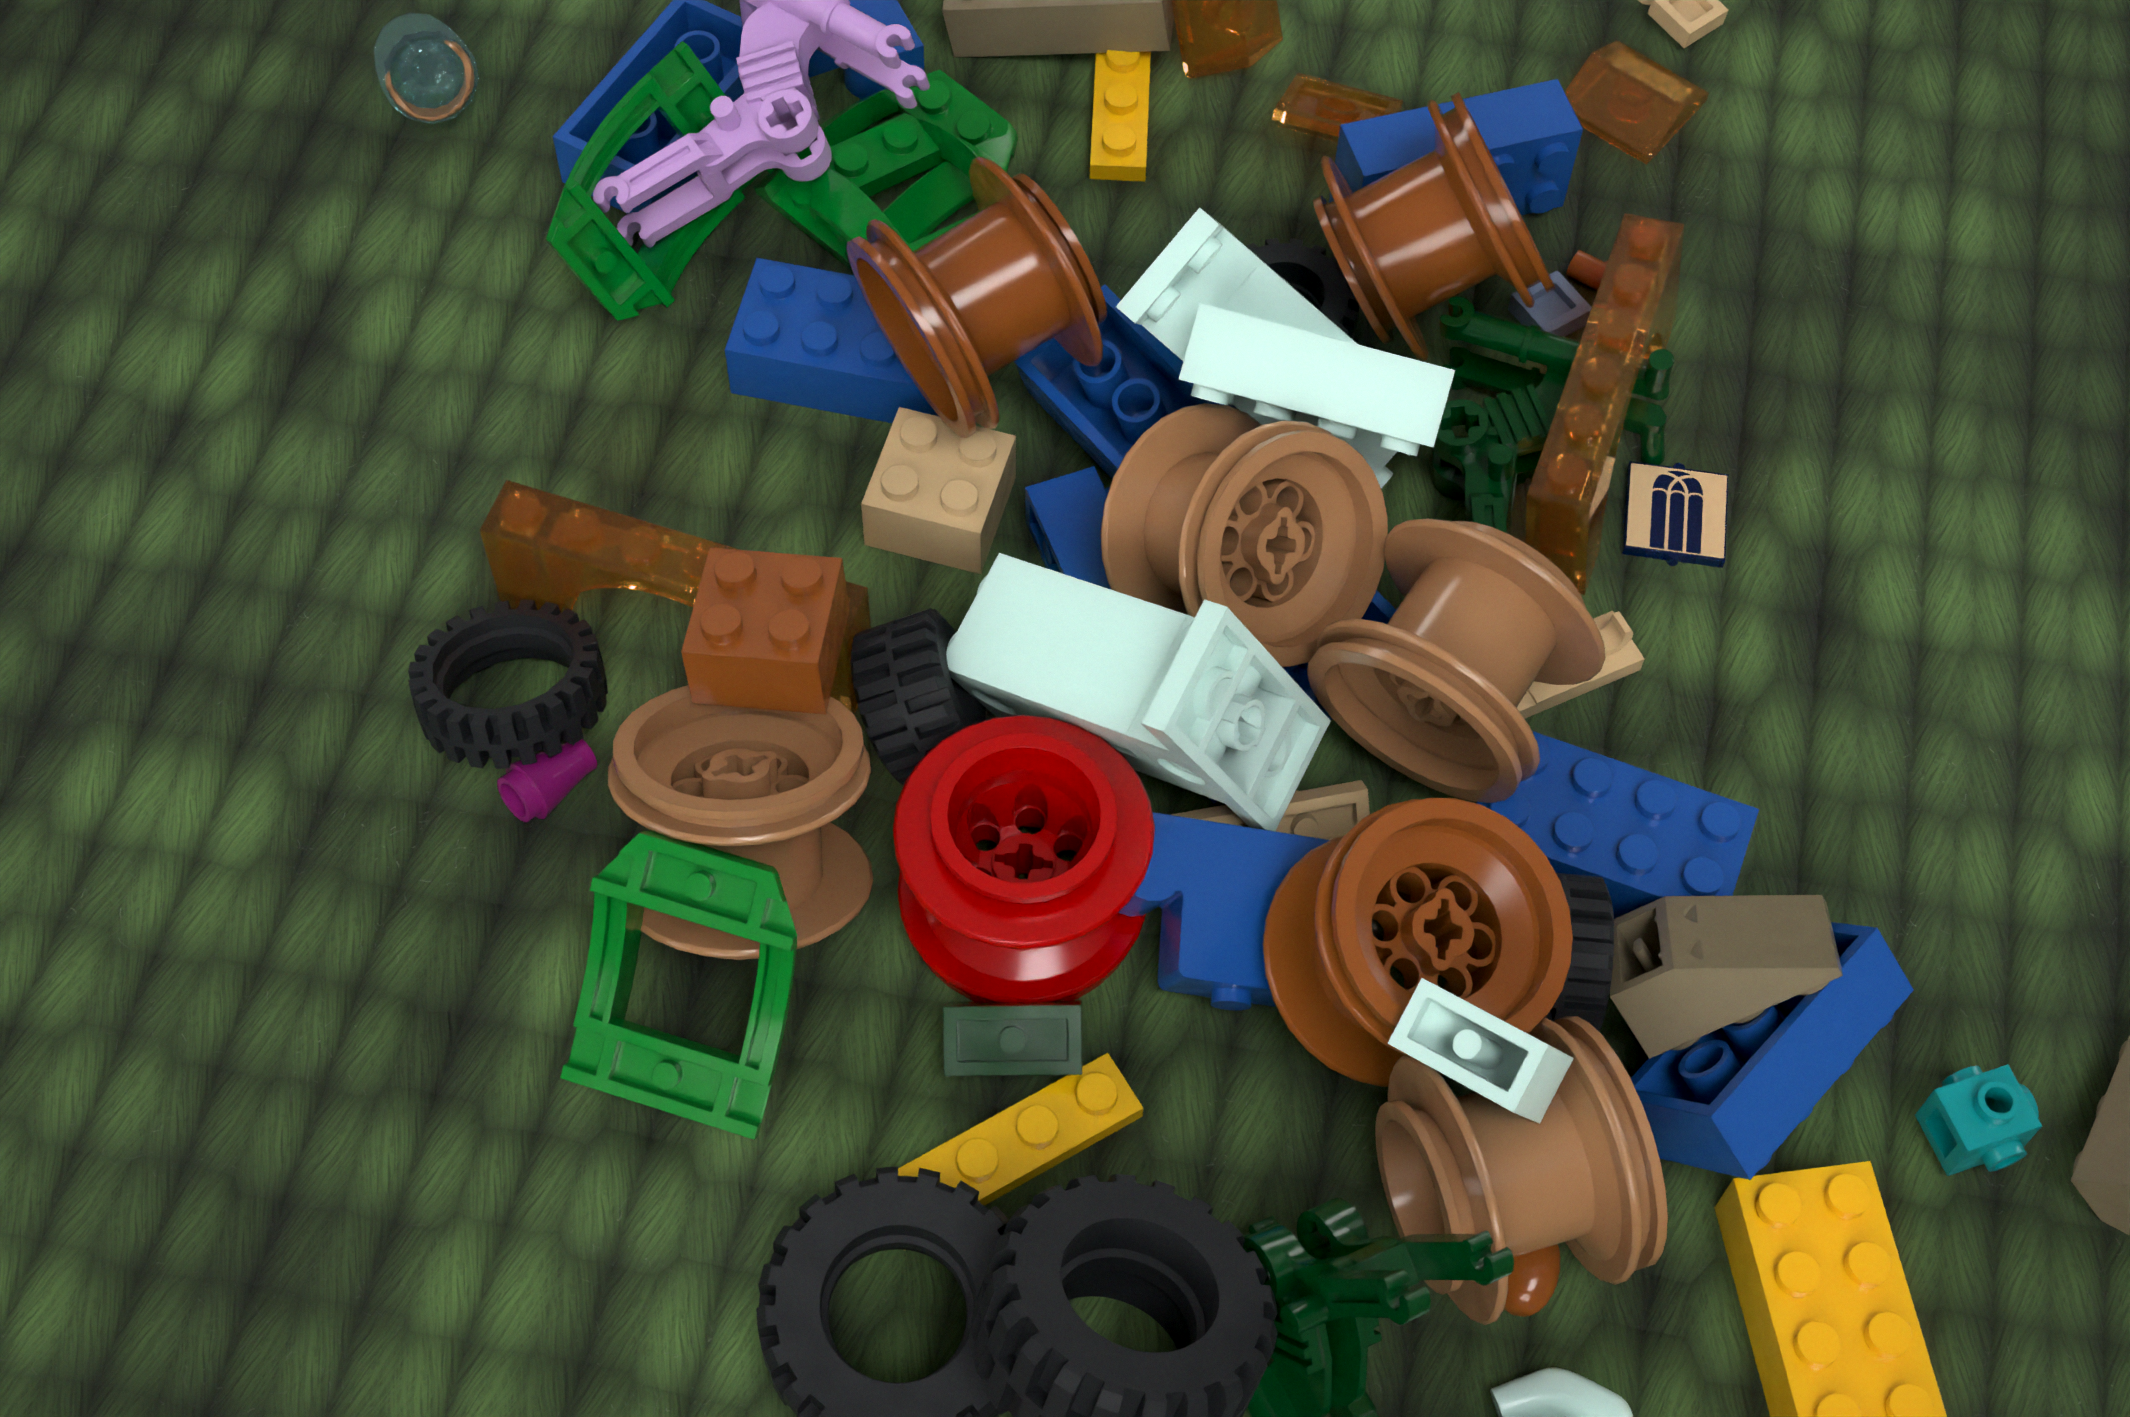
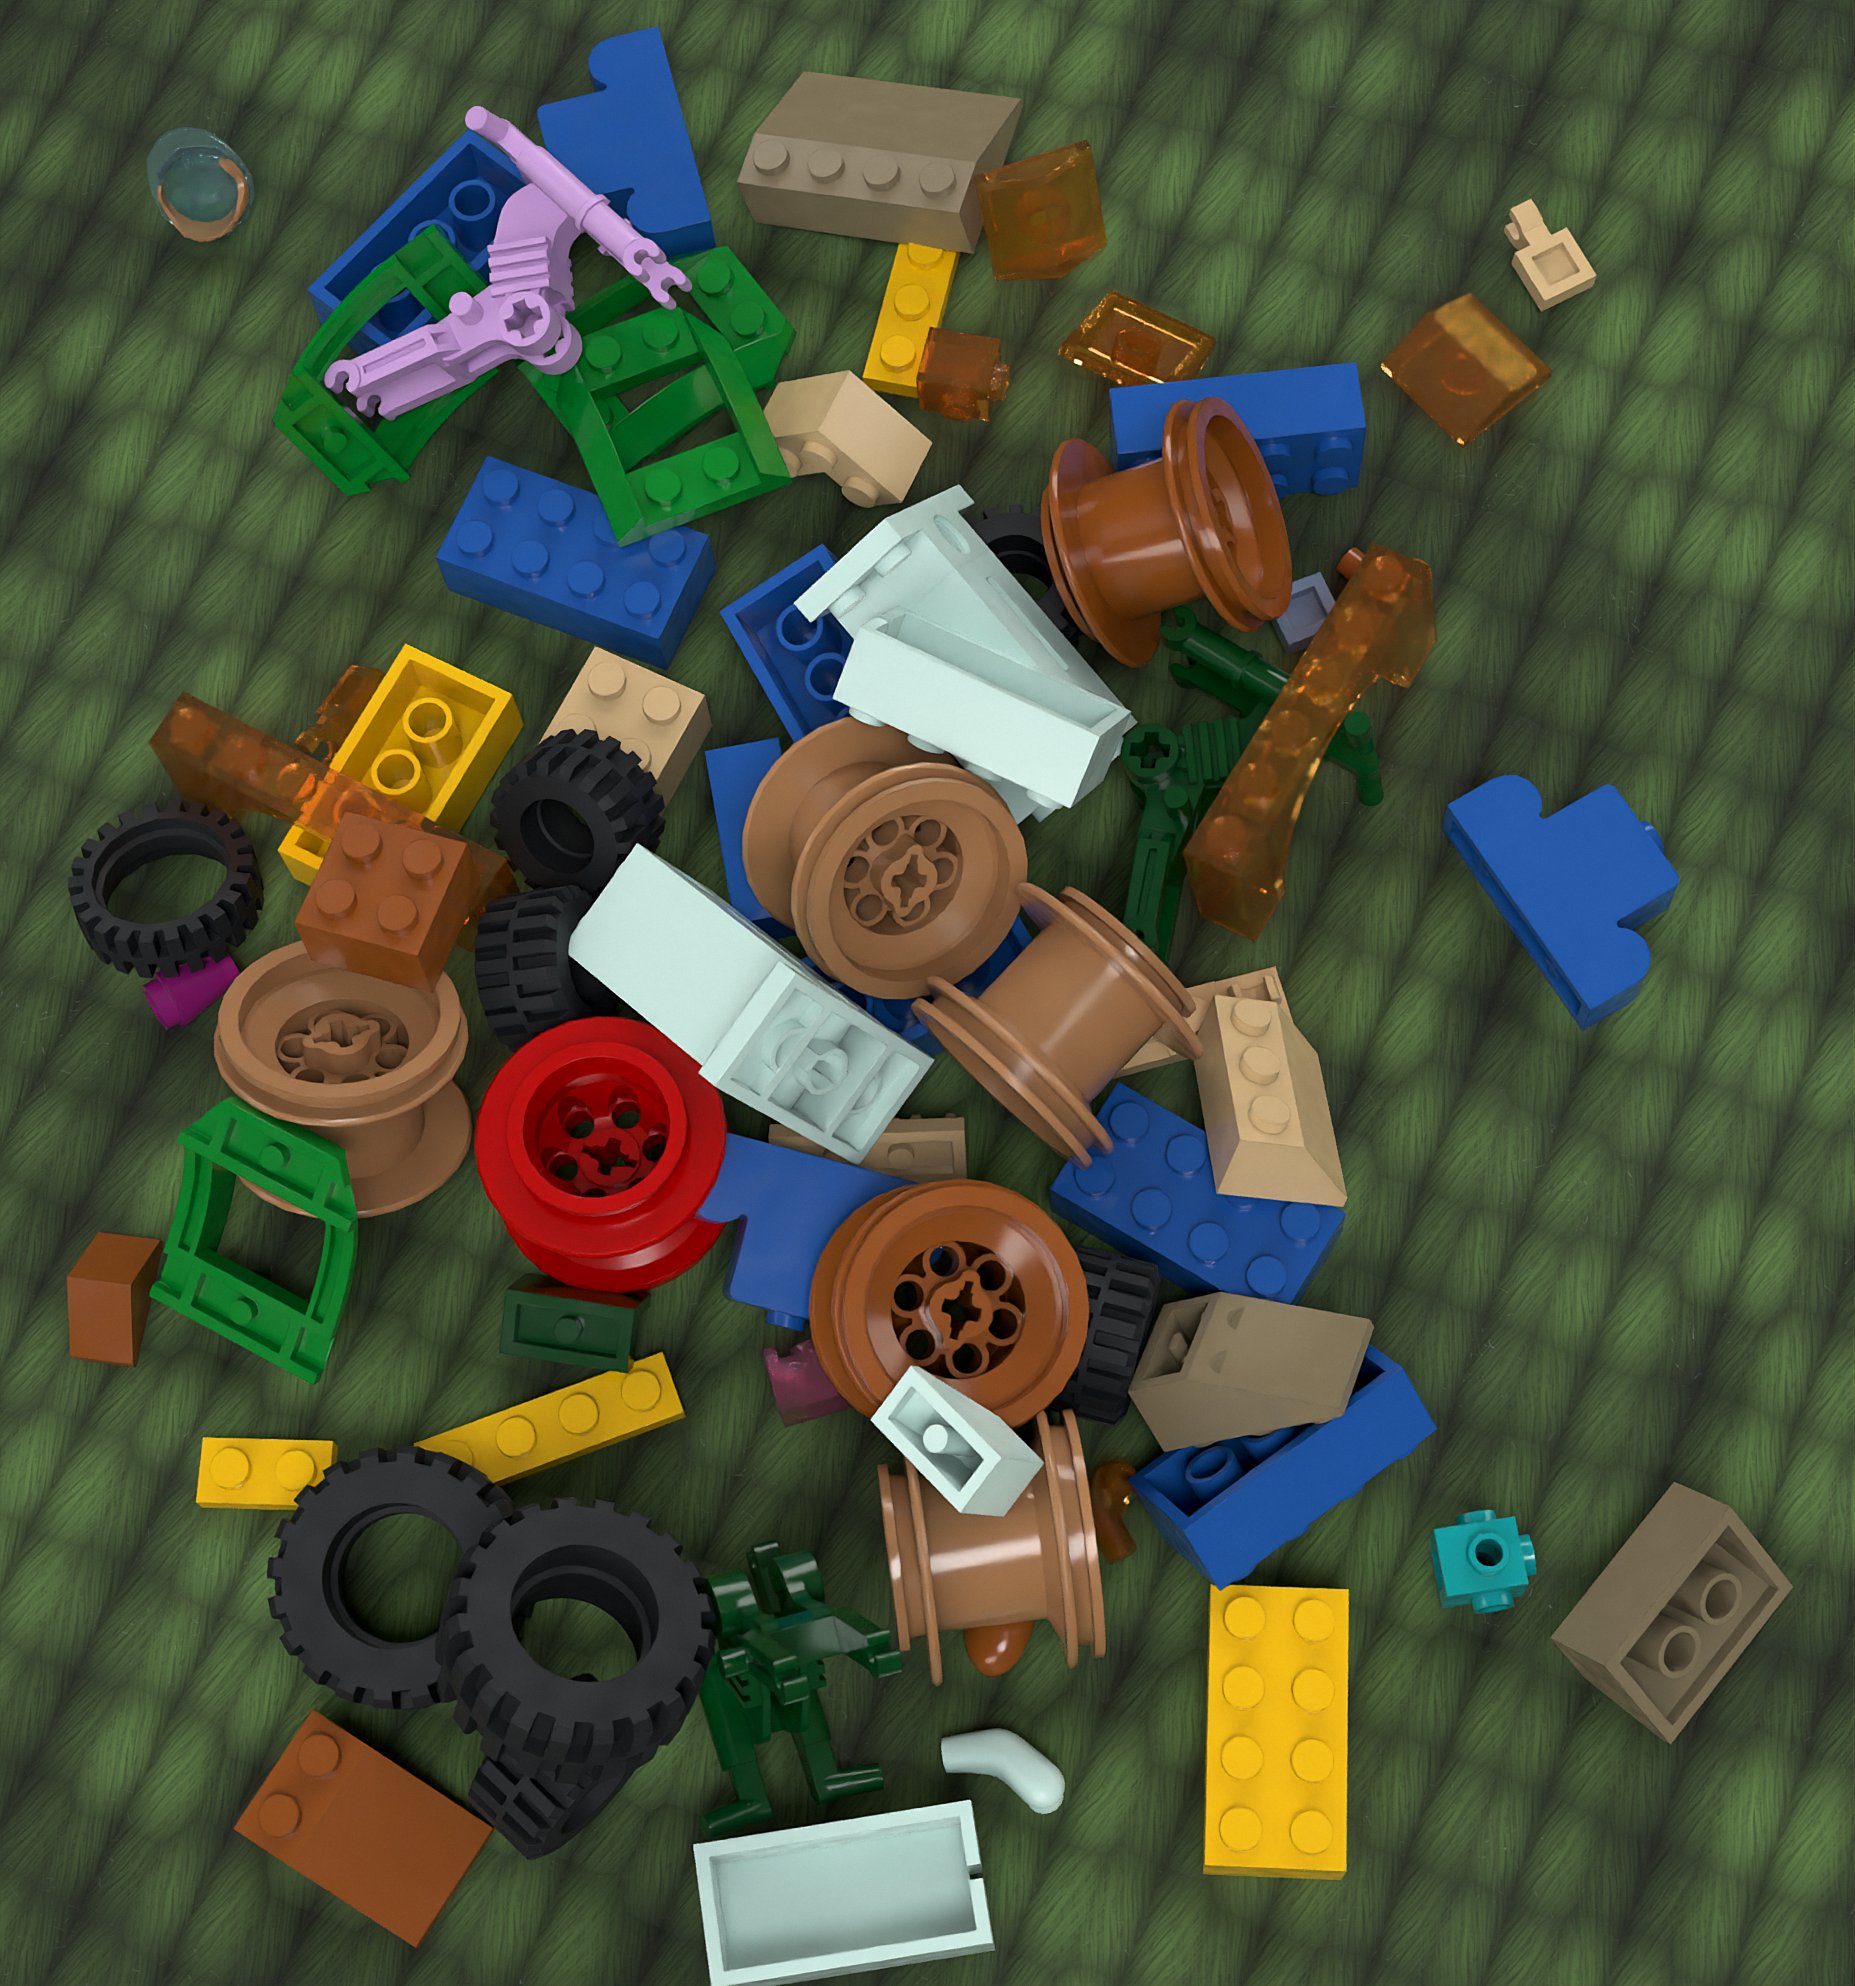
camera: 20 degrees right, 10 degrees up
(517, 1093) = (111, 1298): none -> dark orange slope
(664, 491) = (341, 710): none -> clear orange plate
(711, 1241) = (260, 1471): none -> yellow plate
(741, 496) = (423, 742): none -> yellow brick
(936, 512) = (596, 782): none -> black tyre
(981, 294) = (668, 563): dark orange wheel -> none
(1105, 203) = (848, 433): none -> tan brick
(1183, 150) = (961, 375): none -> clear orange brick
(1263, 1058) = (802, 1385): none -> clear pink brick
(1656, 727) = (1265, 1106): none -> tan slope
(1675, 514) = (1375, 864): piece -> none
(1861, 504) = (1568, 885): none -> blue brick

